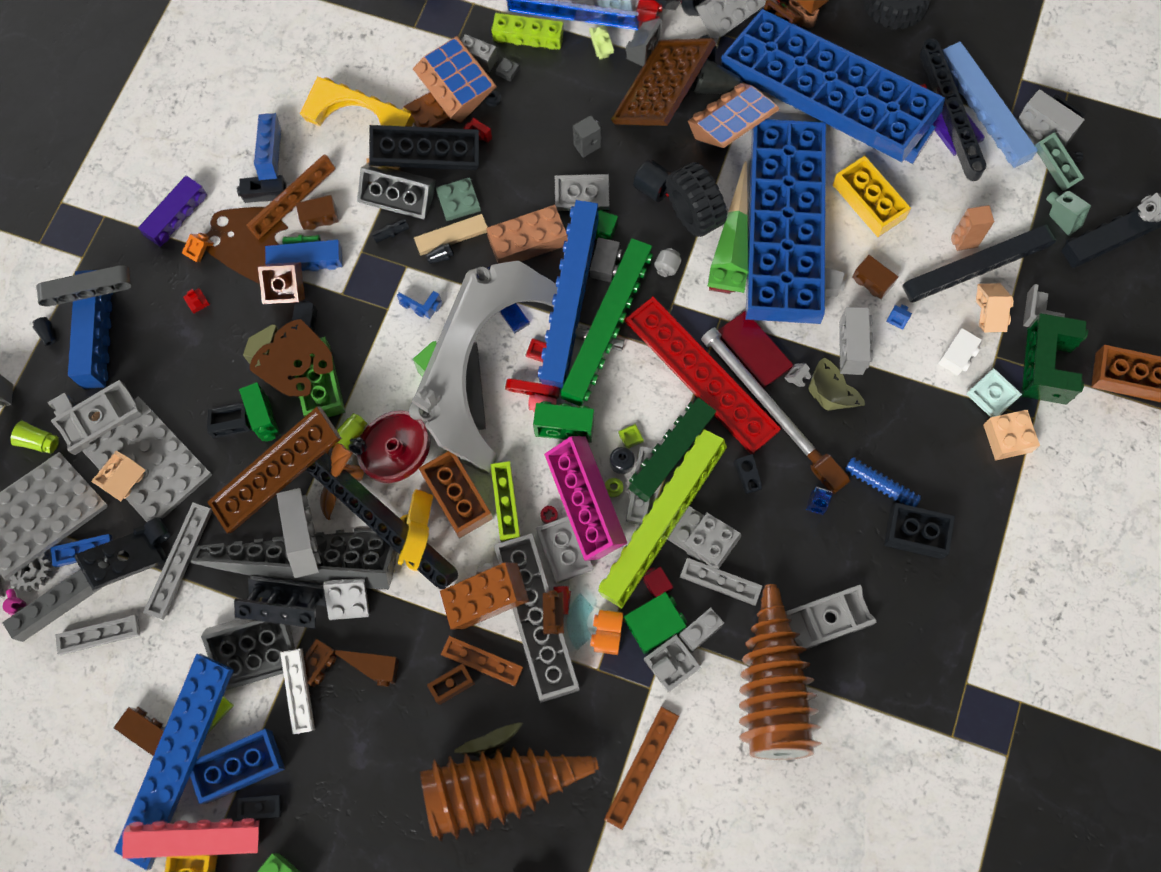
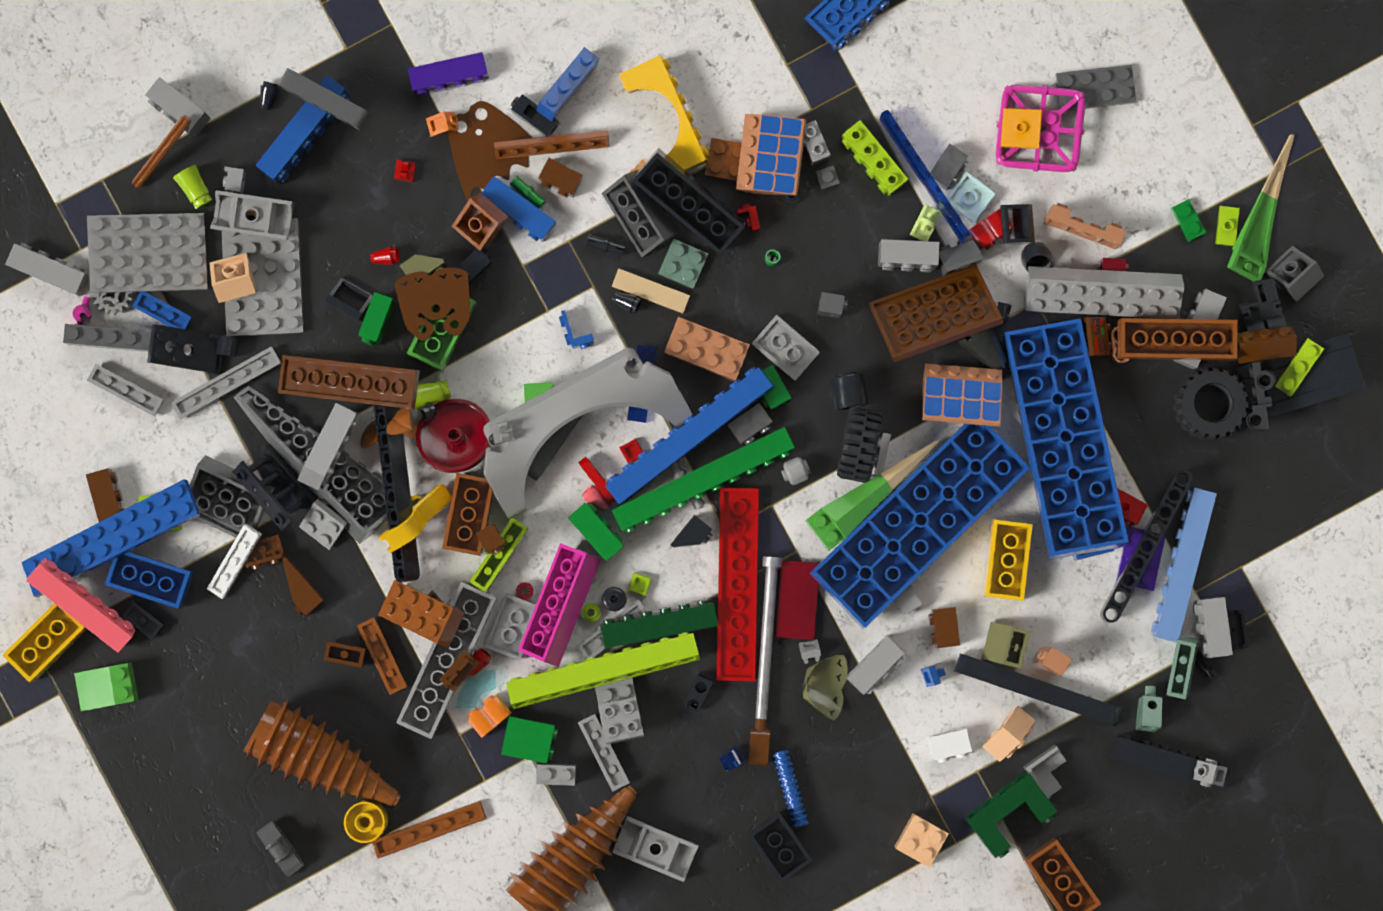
camera: 35 degrees right, 15 degrees up
(230, 367) = (386, 256): none -> red cone
(488, 487) = (491, 539): none -> reddish brown brick
(496, 739) = (345, 717): olive piece -> none
(513, 143) = (776, 260): none -> green hinge
(585, 805) = (366, 821): none -> yellow wheel
(608, 64) = (908, 255): none -> light grey brick
(637, 361) = (693, 534): none -> black slope
(657, 582) = (556, 712): dark red brick -> none
(672, 663) = (514, 778): light grey plate -> none
(928, 250) = (1006, 645): none -> olive slope
(994, 393) = (942, 798): light aqua plate -> none

